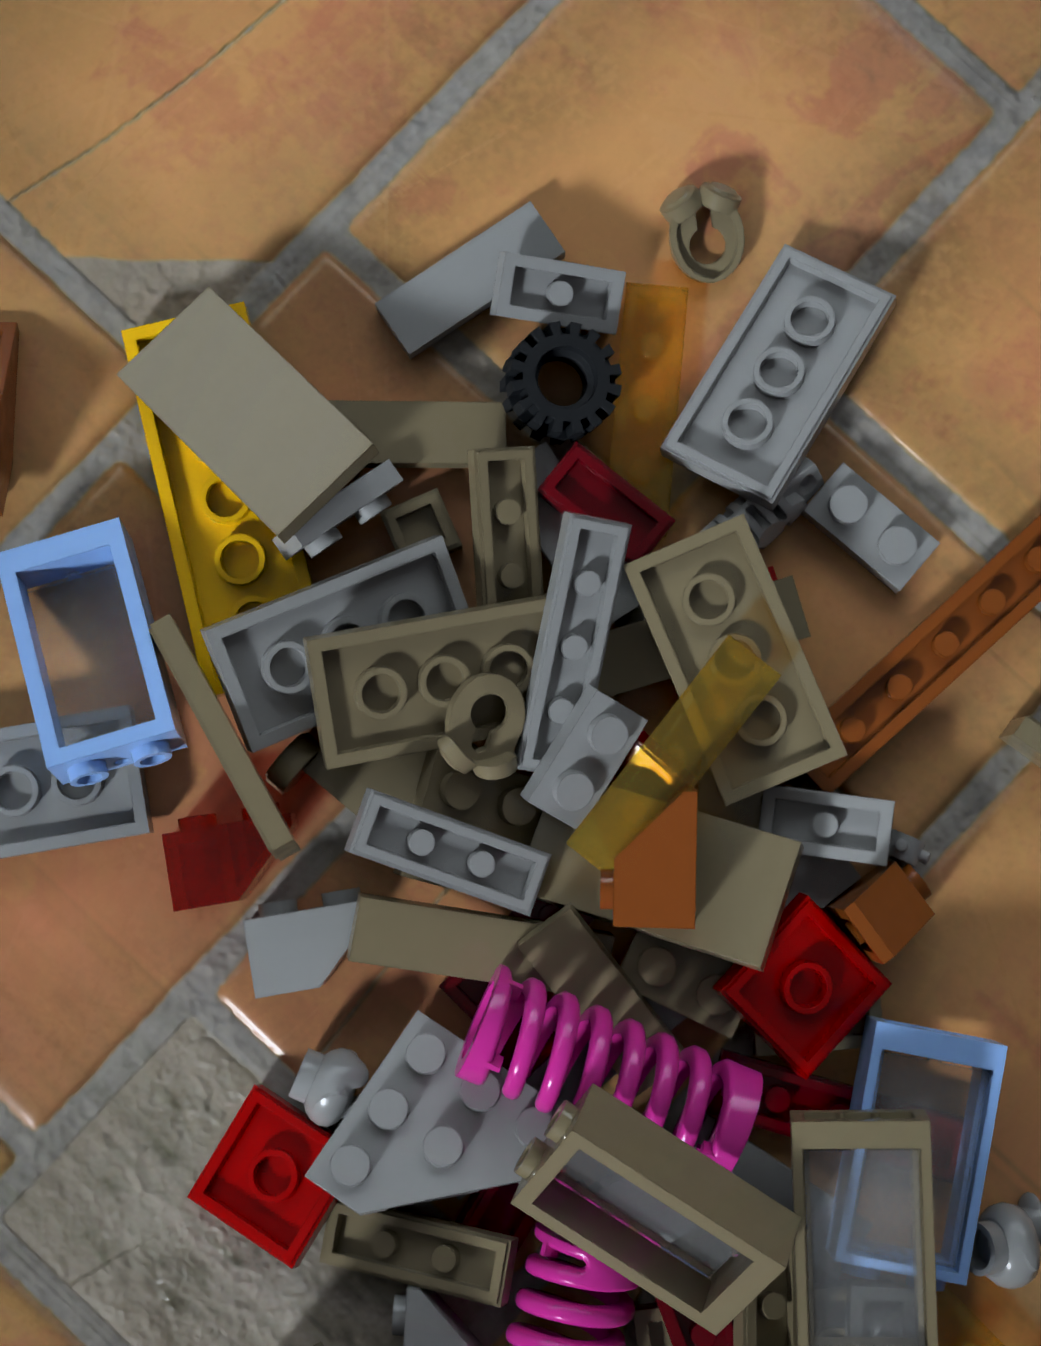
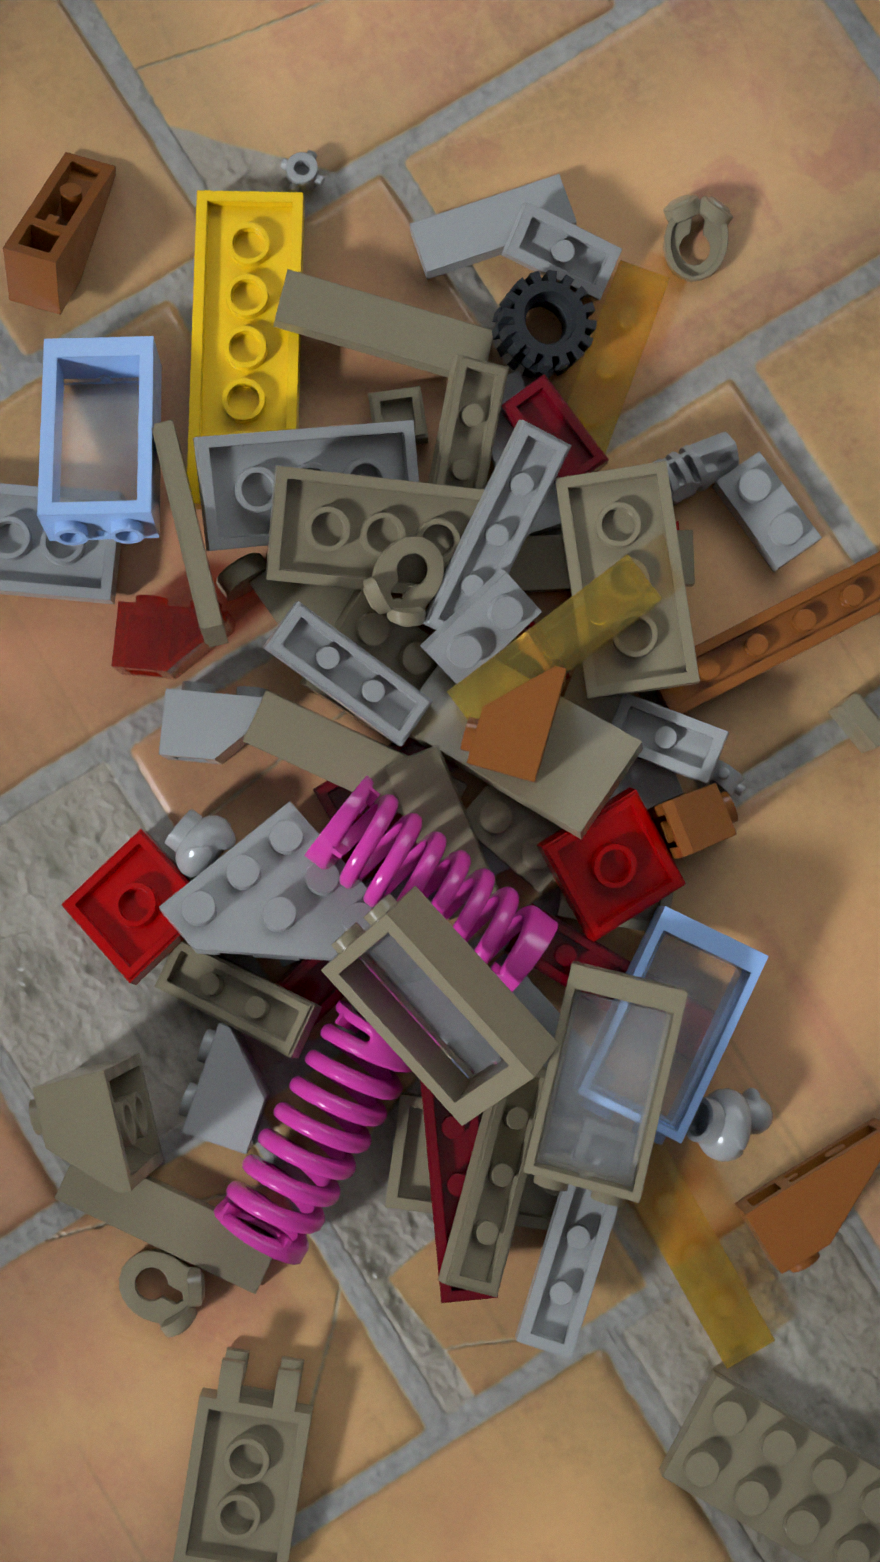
camera: 15 degrees right, 0 degrees up
(235, 273) = (302, 172): none -> light grey piece
(248, 414) = (280, 276): dark tan tile -> none
(360, 499) = (315, 384): light grey plate -> none
(778, 377) = (724, 366): light grey tile -> none

